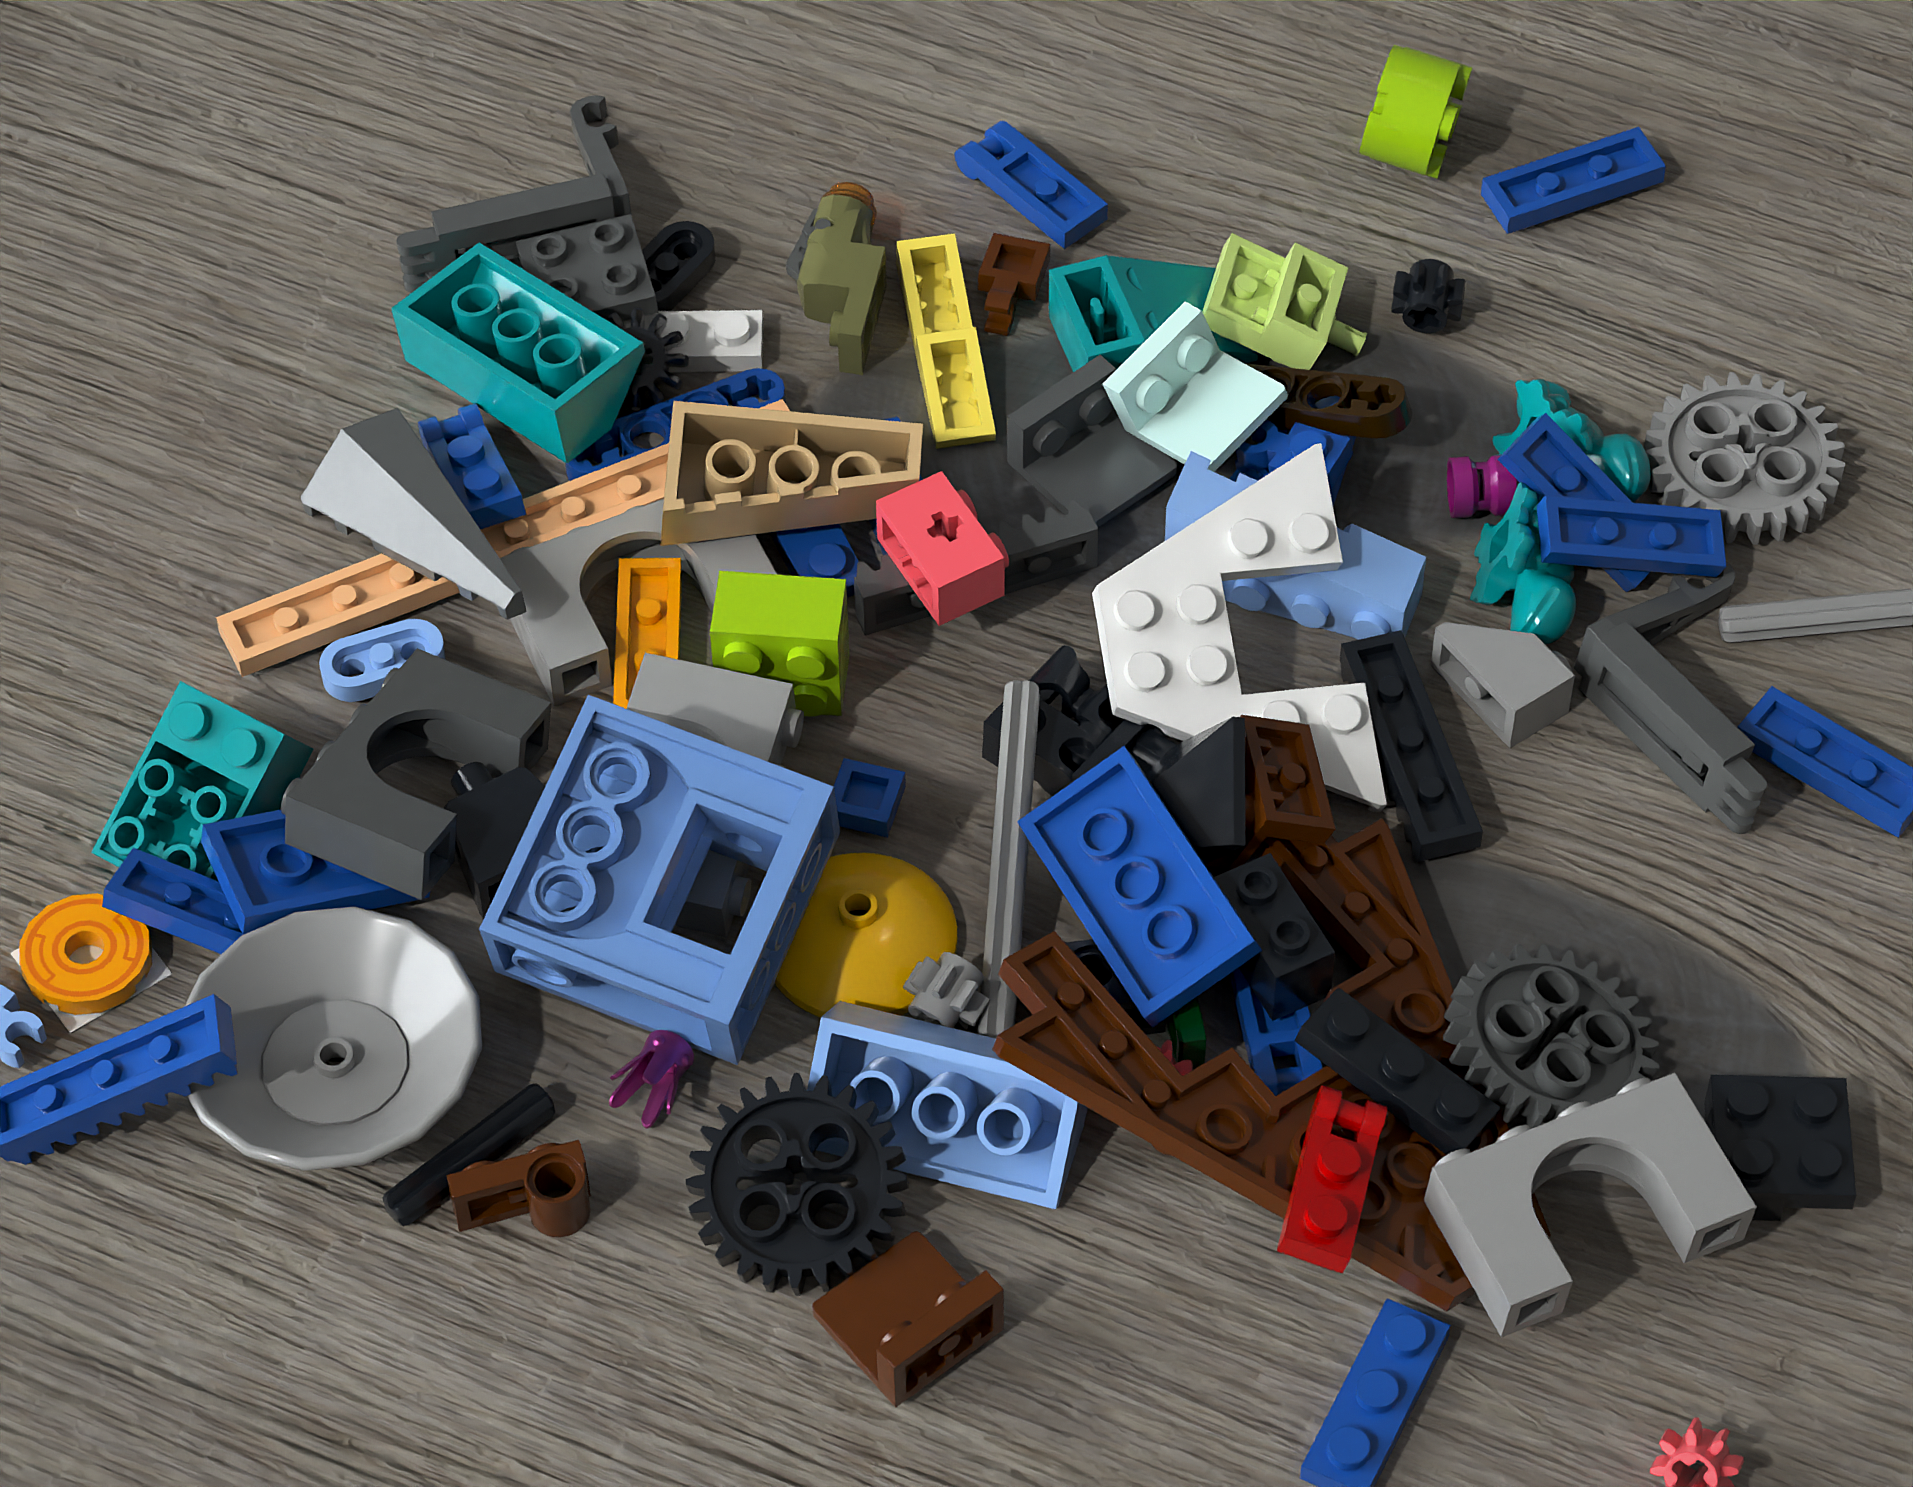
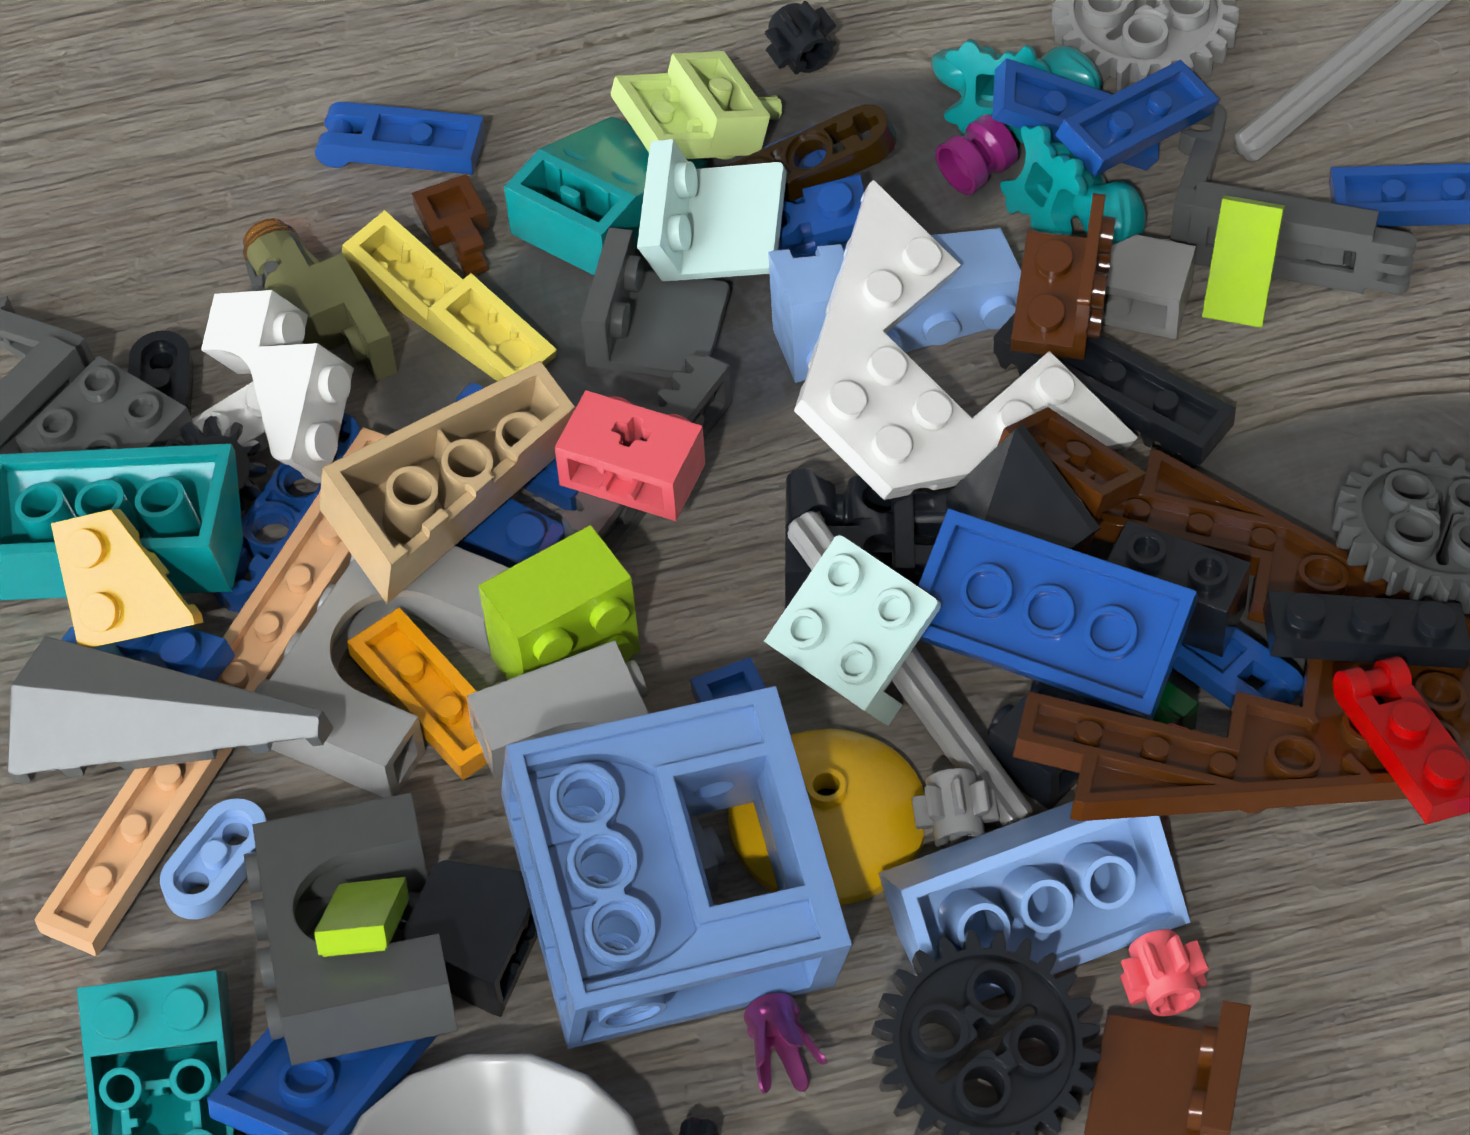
camera: 35 degrees left, 0 degrees up
(419, 765) = (361, 917): none -> lime tile
(472, 396) = (116, 583): none -> yellow wing
(745, 331) = (296, 384): none -> white arch
(985, 798) = (854, 626): none -> light aqua bracket
(985, 1227) = (1164, 972): none -> coral gear
(1418, 636) = (1063, 288): none -> reddish brown bracket
(1605, 713) = (1243, 261): none -> lime tile

